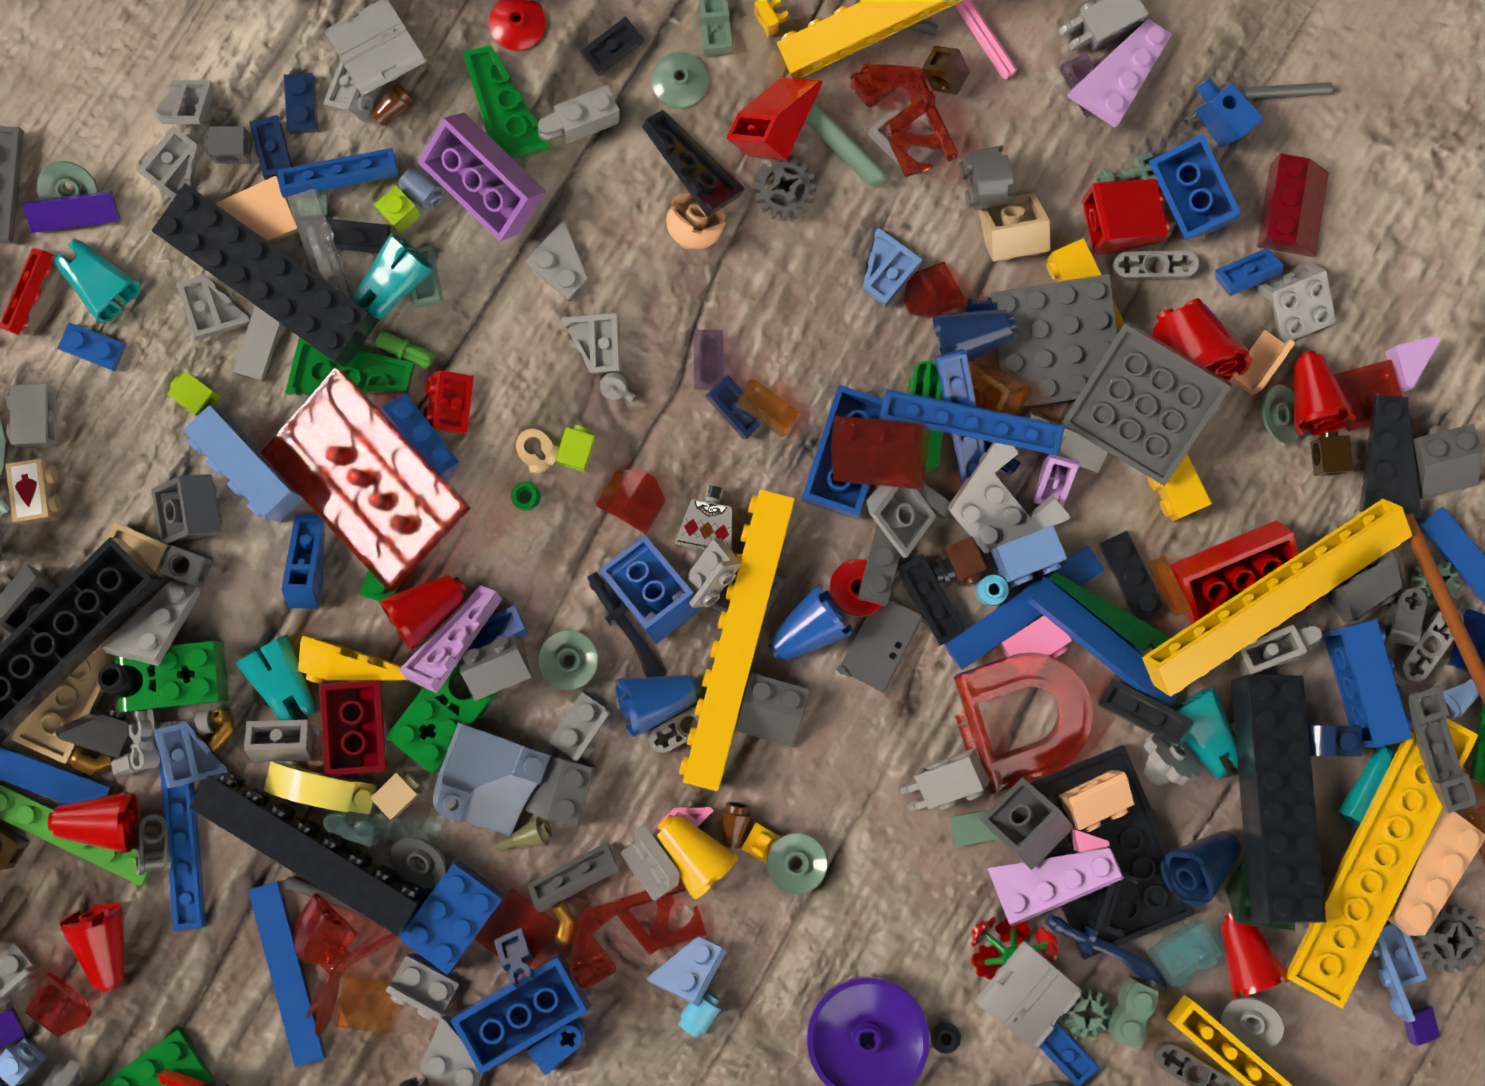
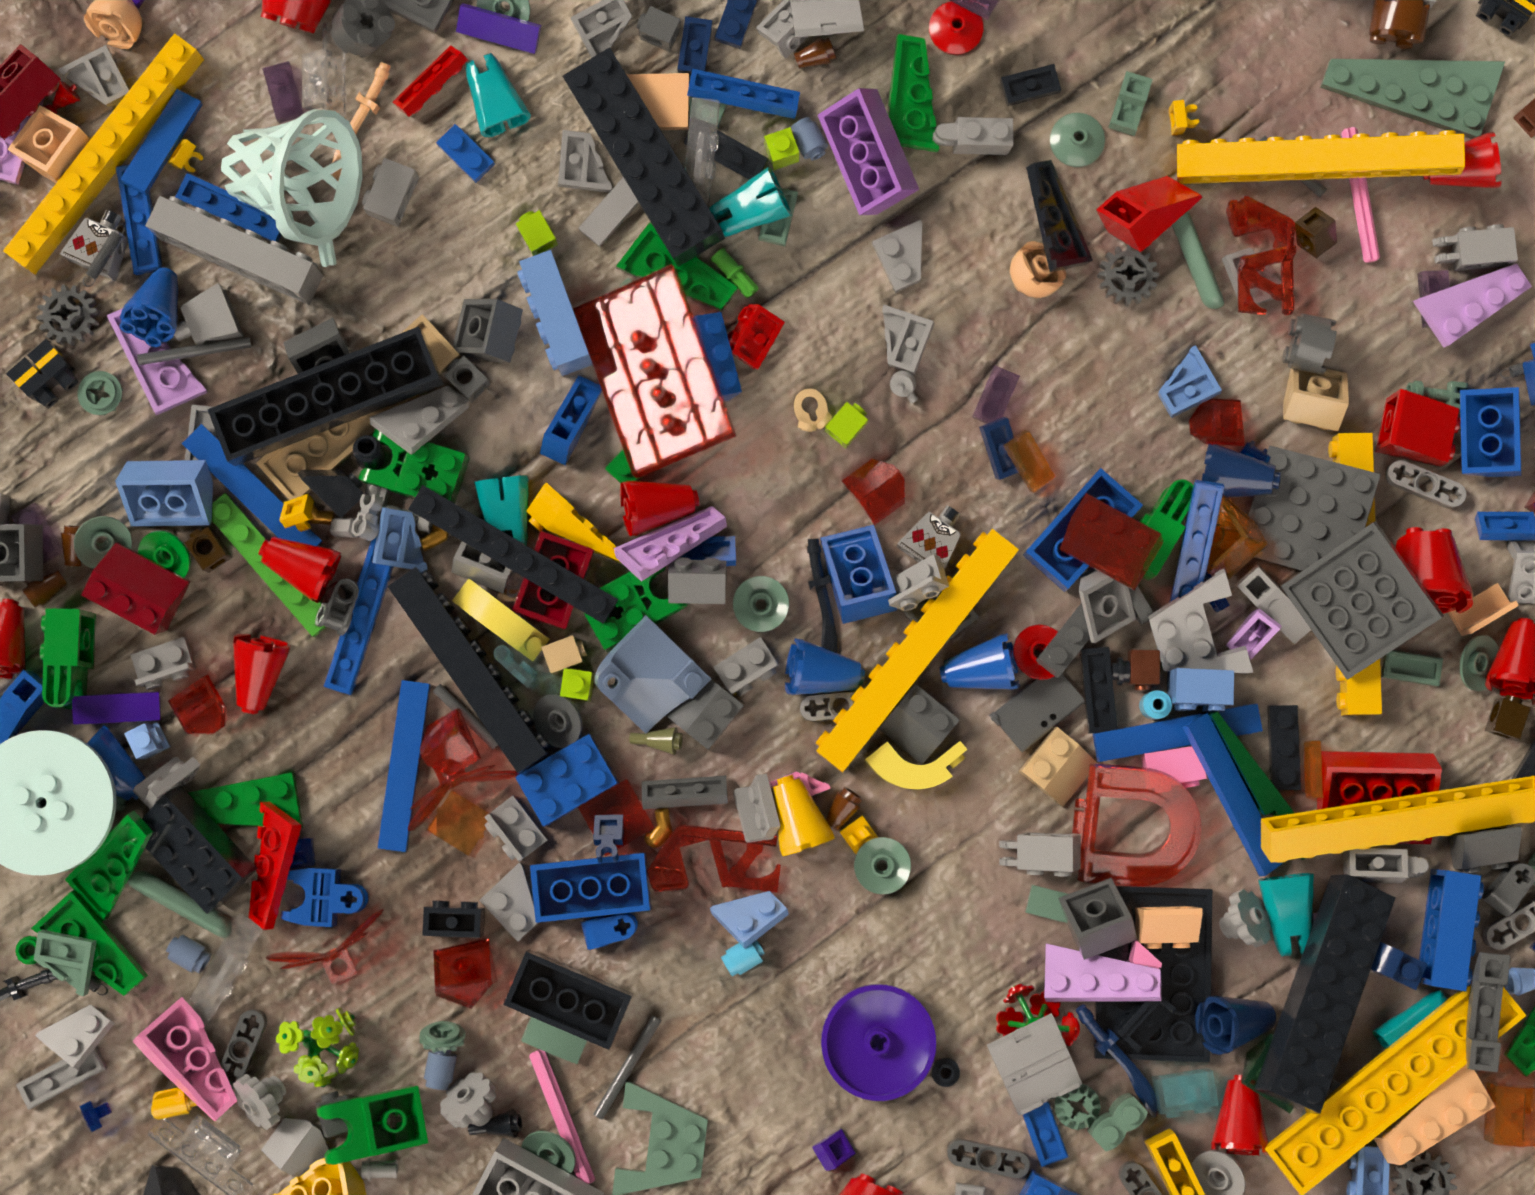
camera: 25 degrees right, 0 degrees up
(33, 491) = (364, 257): brick -> none
(72, 771) = (297, 512): none -> yellow tile
(301, 720) = (513, 554): none -> black plate
(421, 819) = (577, 684): none -> lime brick
(517, 492) = (785, 437): green plate -> none
(785, 764) = (898, 772): none -> light yellow arch
(924, 691) = (1058, 766): none -> tan slope
(973, 422) = (1204, 551): blue tile -> none
(1146, 713) = (1243, 870): black plate -> none
(1220, 446) = (1412, 668): none -> sand green tile

